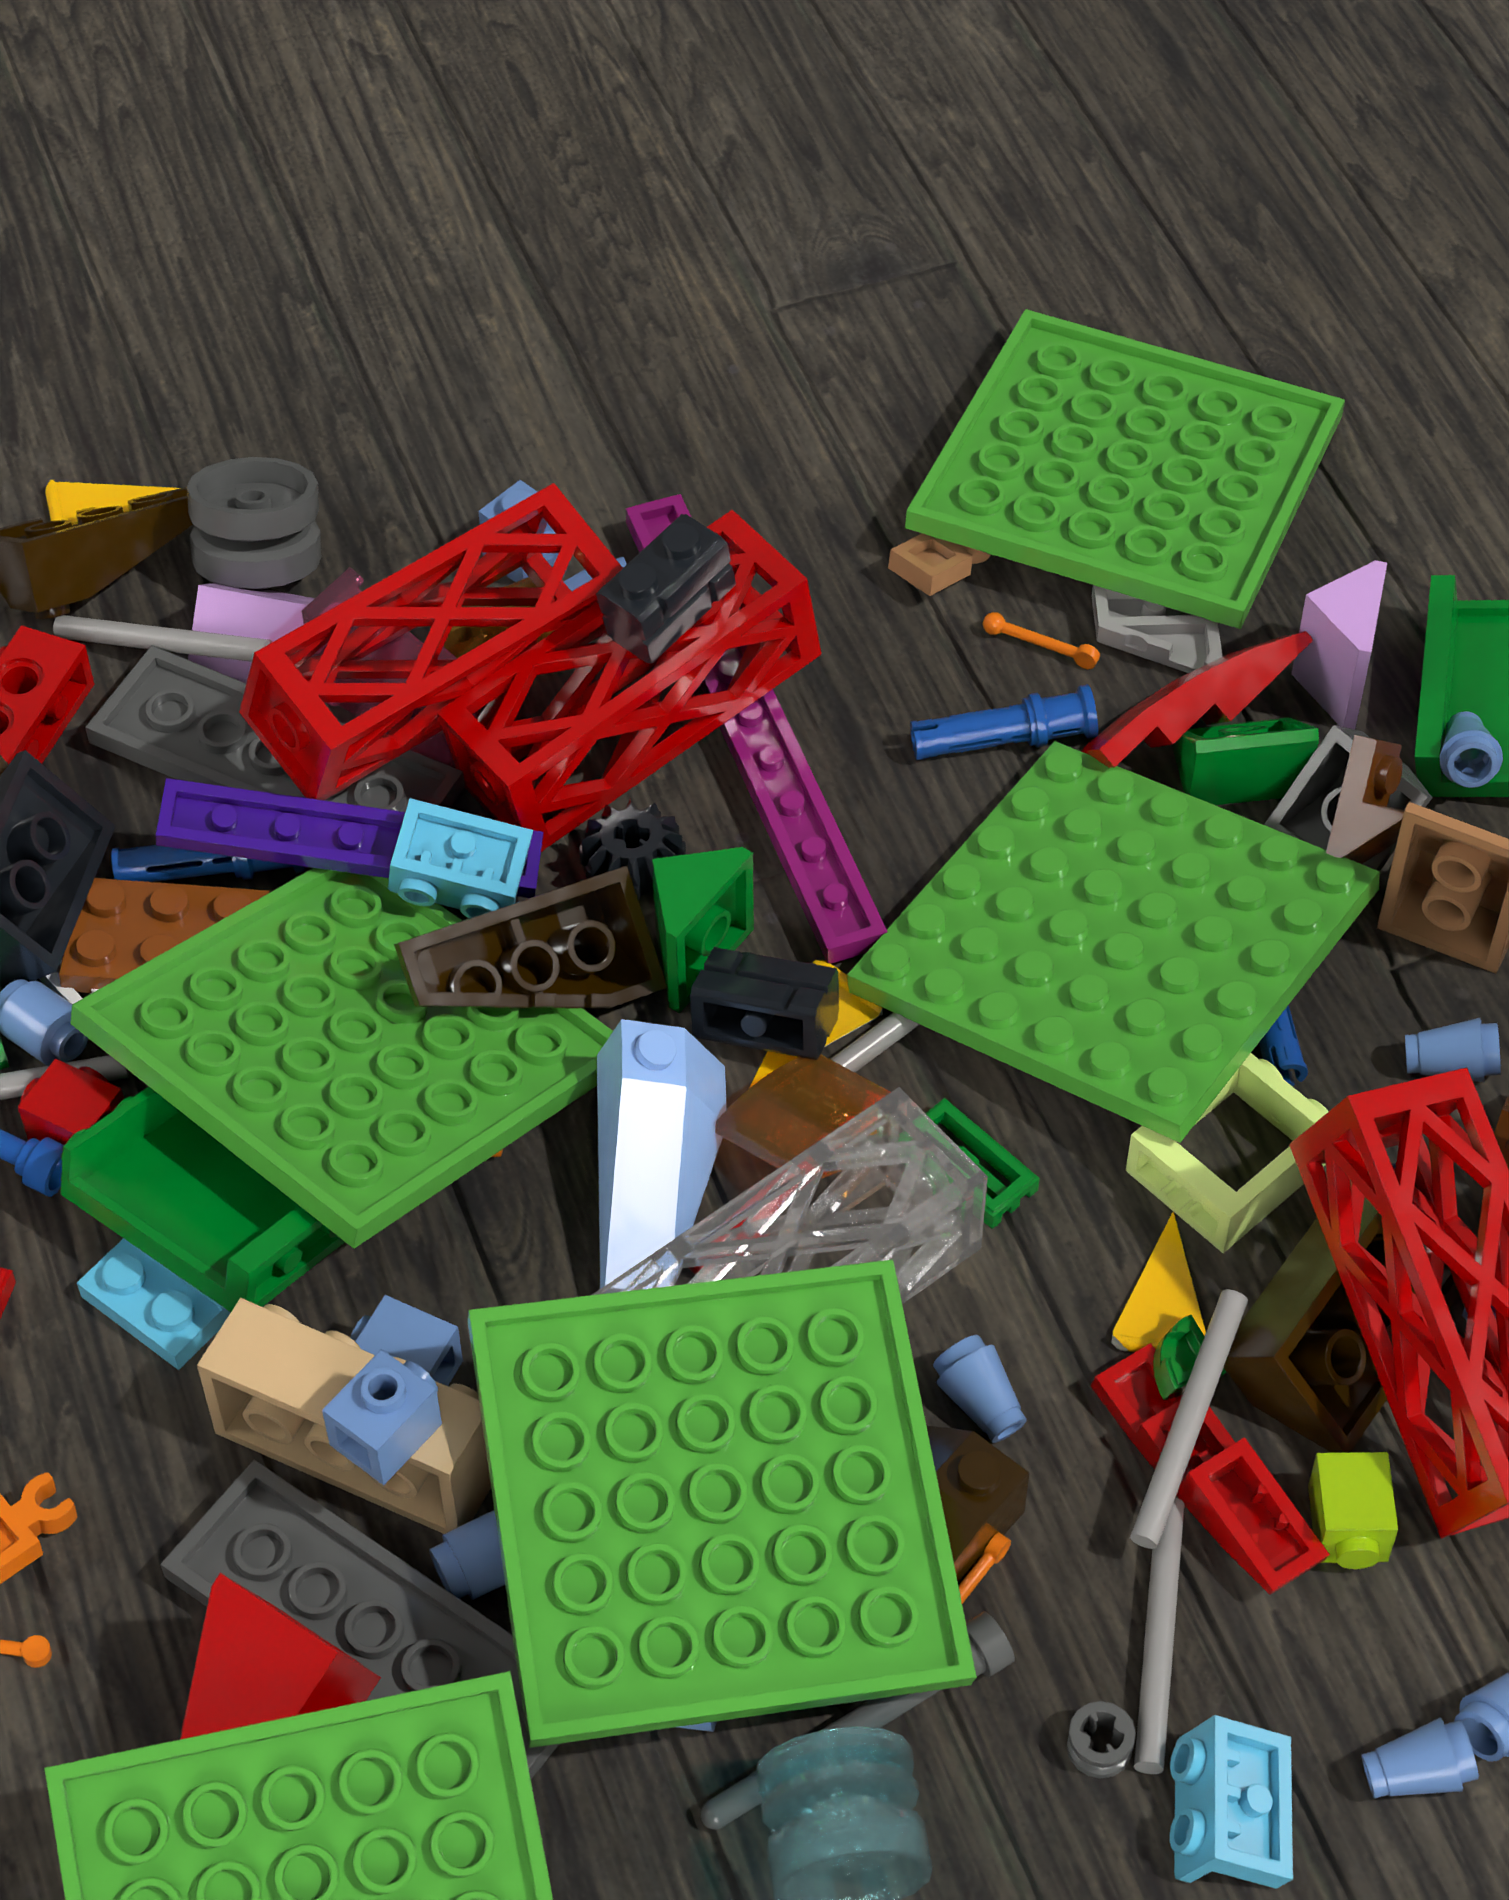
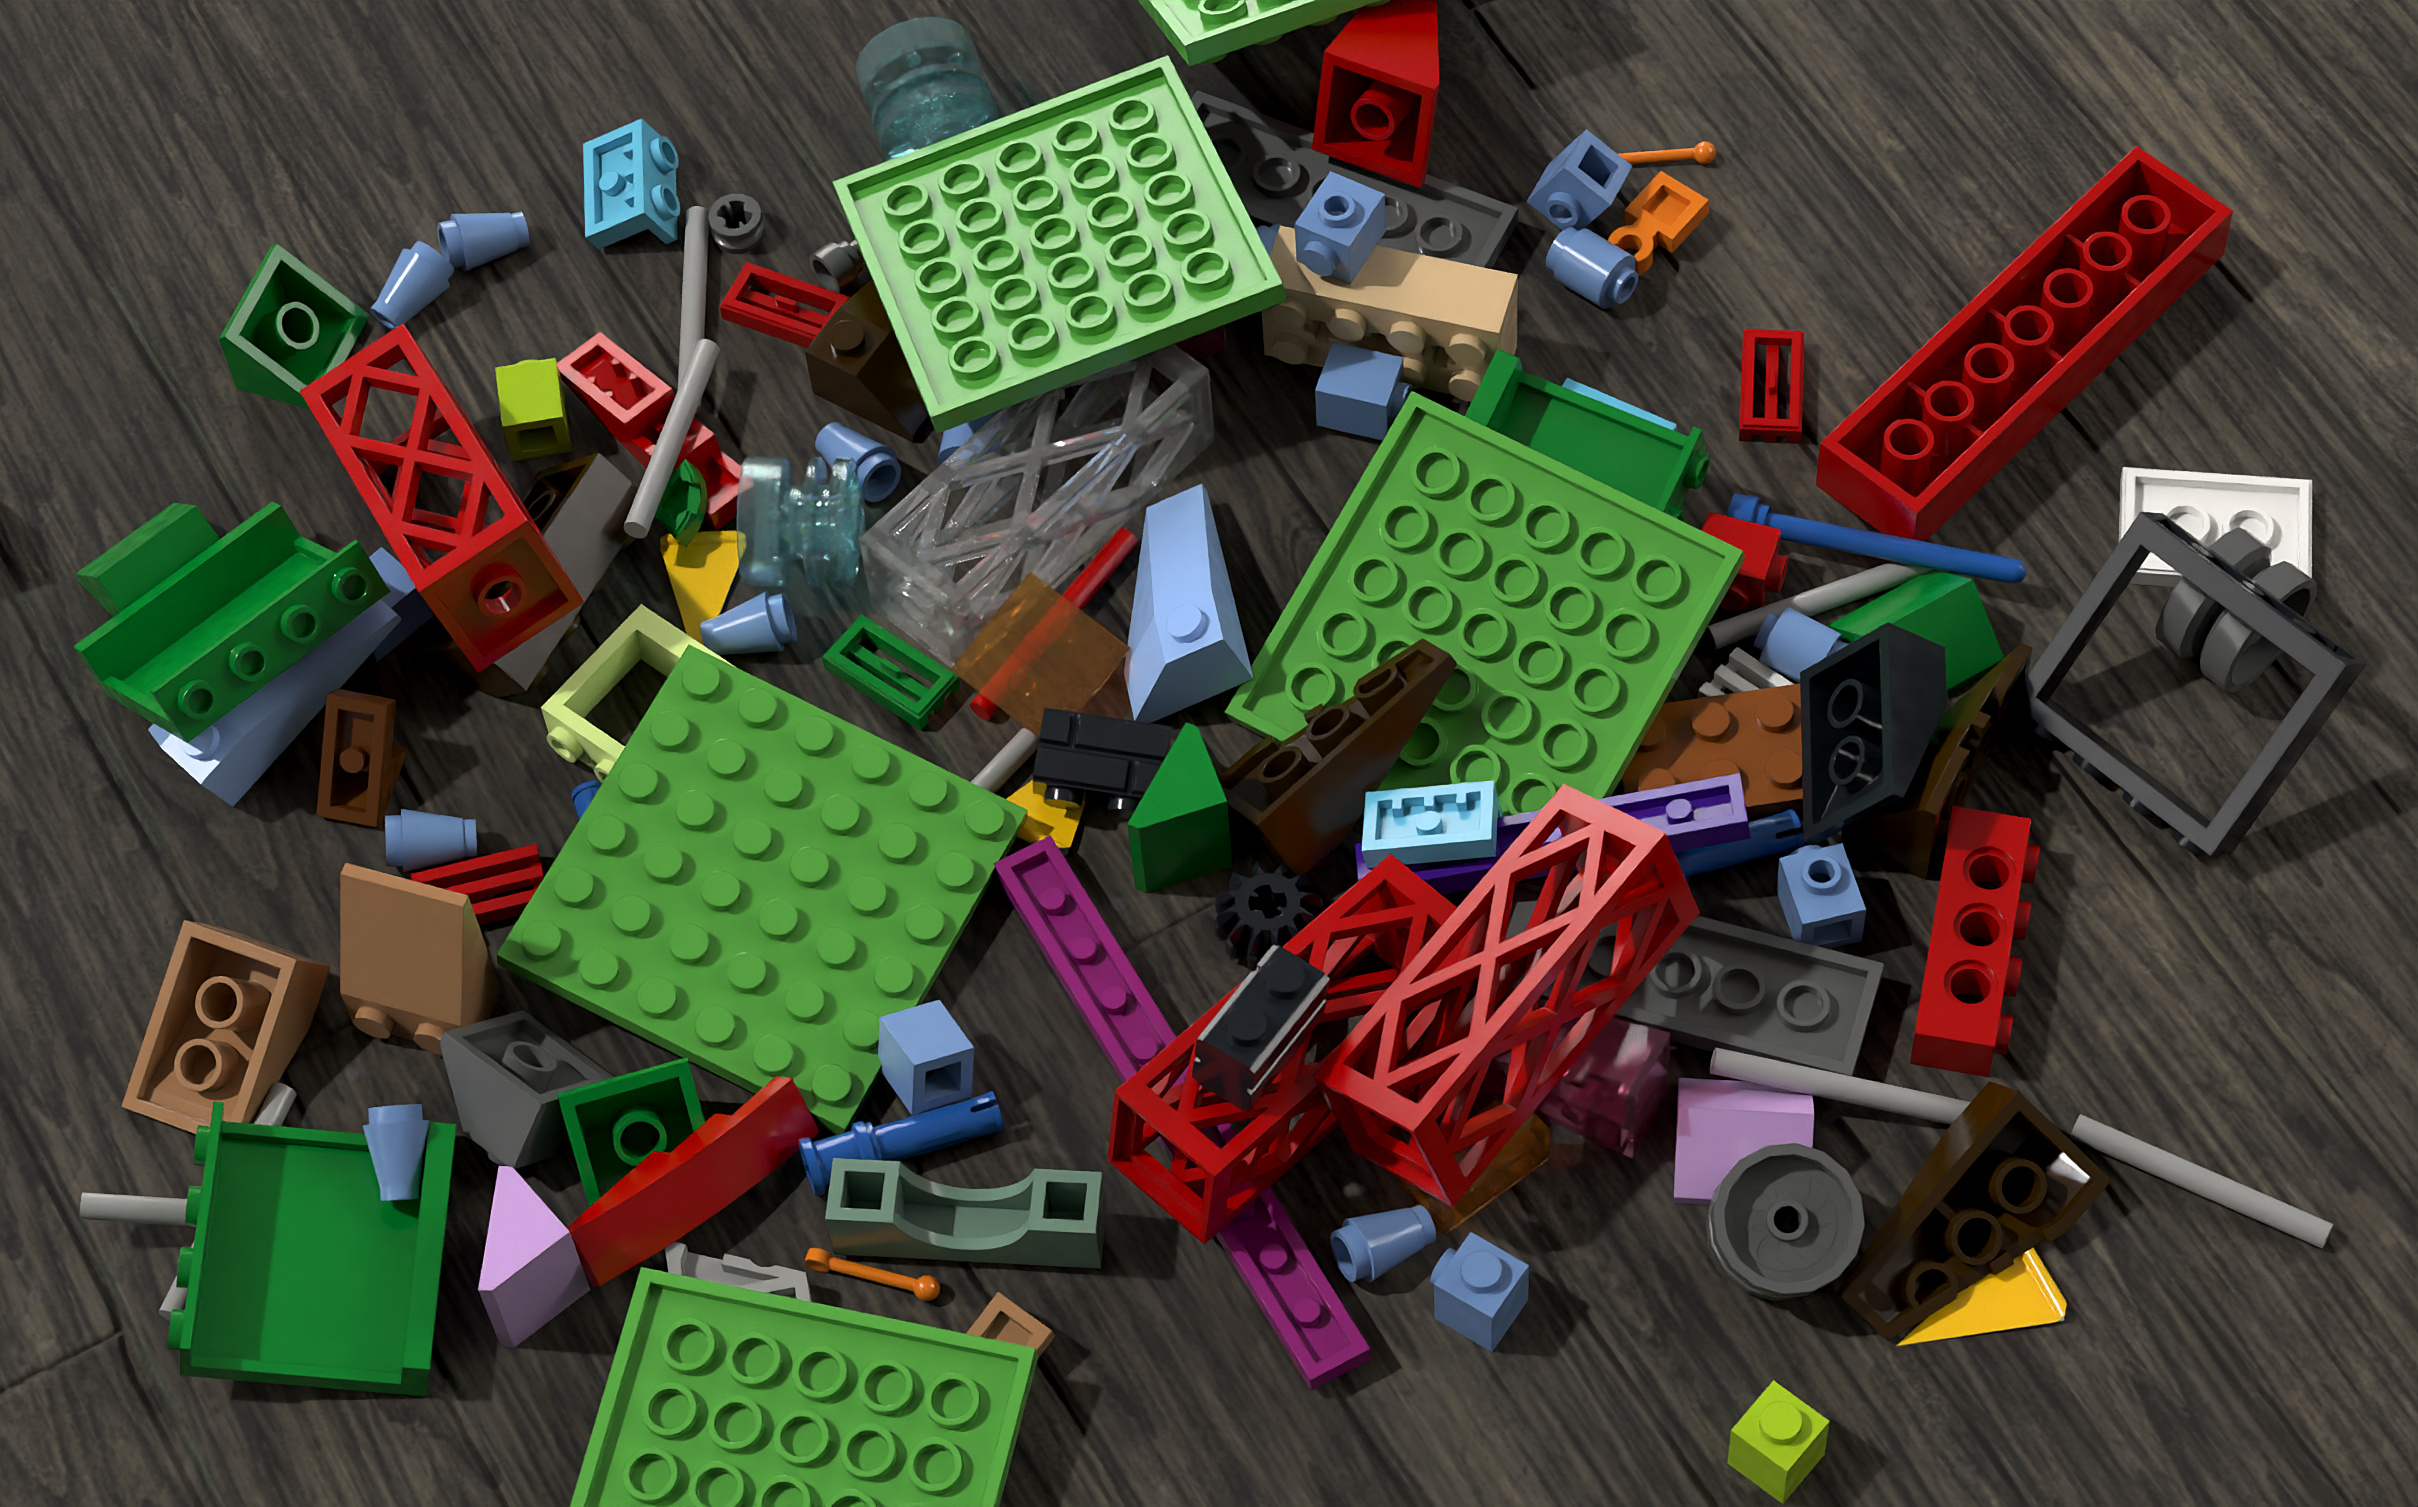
camera: 175 degrees right, 5 degrees up
(82, 1563) = (1579, 183): none -> medium blue brick
(100, 1483) = (1592, 267): none -> medium blue brick
(122, 788) = (1821, 896): none -> medium blue brick
(316, 405) = (1778, 1442): none -> lime brick
(884, 630) = (898, 1214): none -> sand green arch
(974, 765) = (925, 1057): none -> medium blue brick
(1035, 1638) = (779, 315): none -> red tile
(1049, 1279) = (799, 522): none -> clear light blue wheel
(1111, 1217) = (751, 627): none -> medium blue cone
(1362, 818) = (495, 1010): slope -> none
(1396, 998) = (488, 876): none -> red tile

